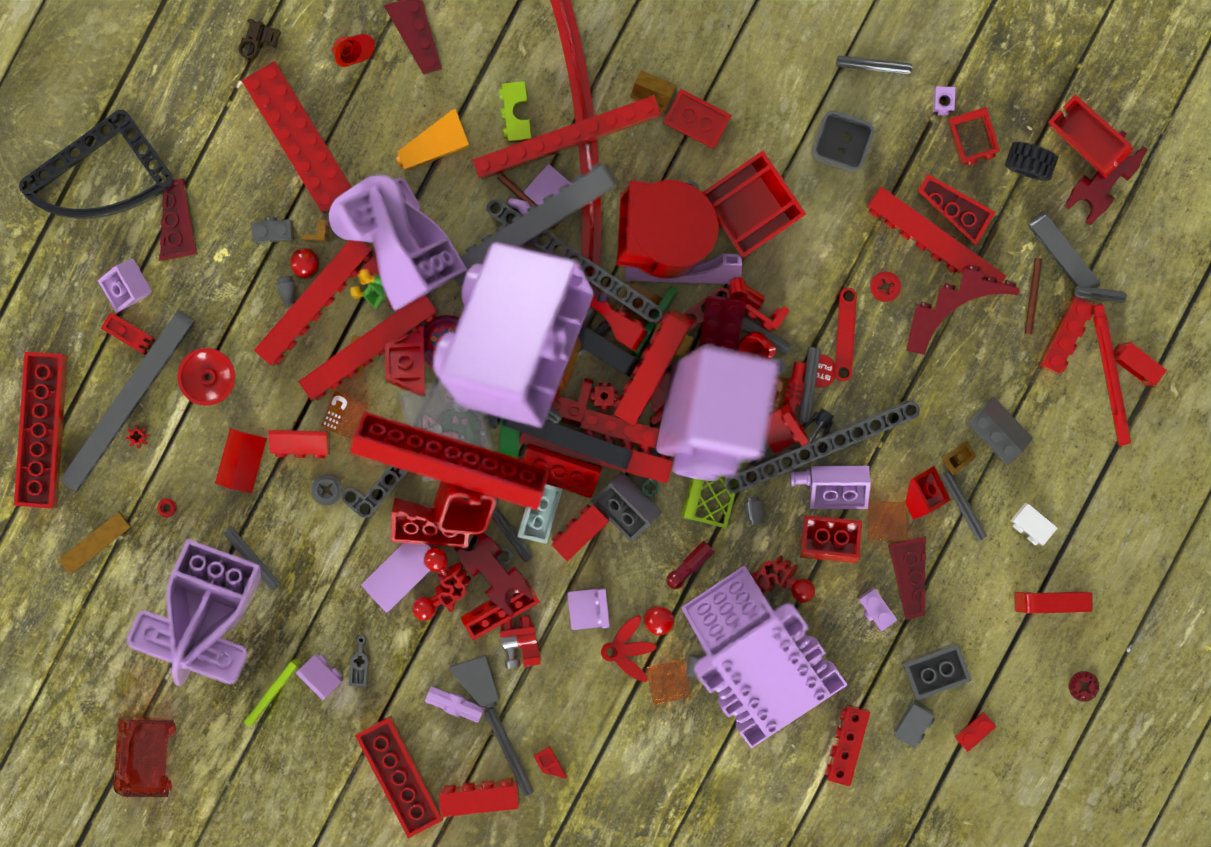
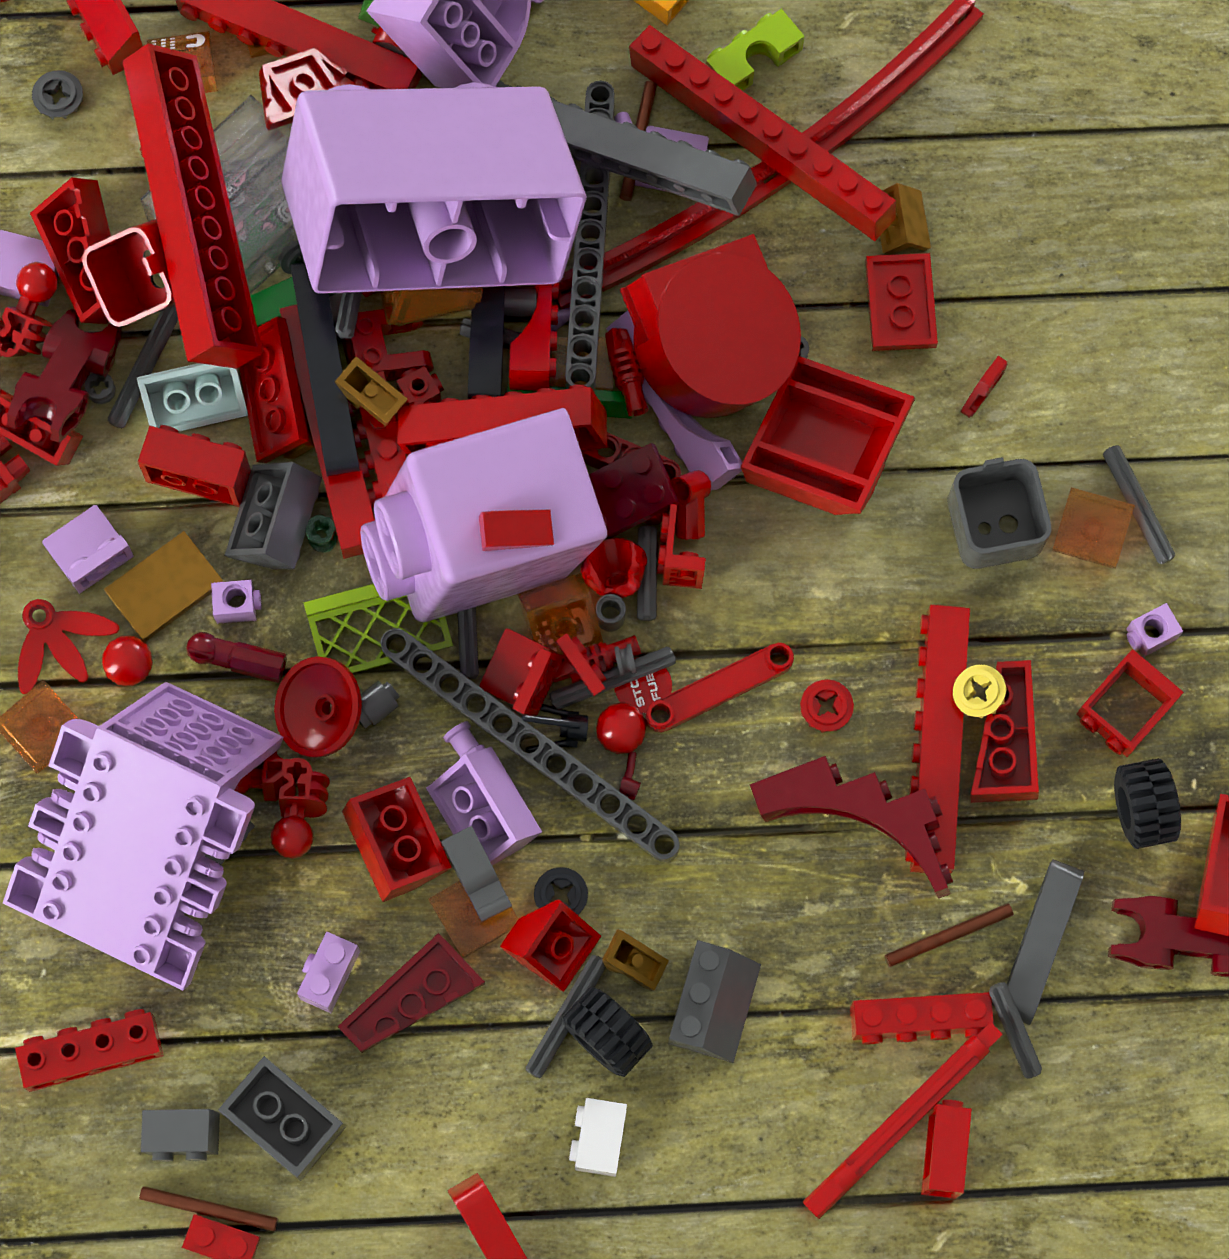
camera: 55 degrees right, 15 degrees down
(369, 497) = (79, 154): dark grey beam -> none
(600, 424) = (369, 390): none -> pearl gold slope
(630, 581) = (163, 586): none -> pearl gold tile
(657, 285) = (626, 370): none -> red hinge
(661, 559) = (224, 591): none -> lavender brick
(740, 548) = (305, 702): none -> red dish
(754, 408) = (515, 529): none -> red slope
(767, 104) = (984, 386): none -> red tile
(790, 398) = (574, 652): none -> red plate
(807, 374) = (625, 660): none -> dark grey bush
(836, 395) = (621, 728): none -> red hair
(869, 409) = (629, 786): none -> dark red hand
(872, 510) = (476, 873): none -> dark grey piece
(873, 96) = (1093, 528): none -> clear orange plate
(895, 468) = (562, 878): none -> black gear
(922, 215) = (964, 690): none -> light yellow gear
(955, 729) = (208, 1208): none -> copper bar
(988, 492) = (607, 1031): none -> black tyre

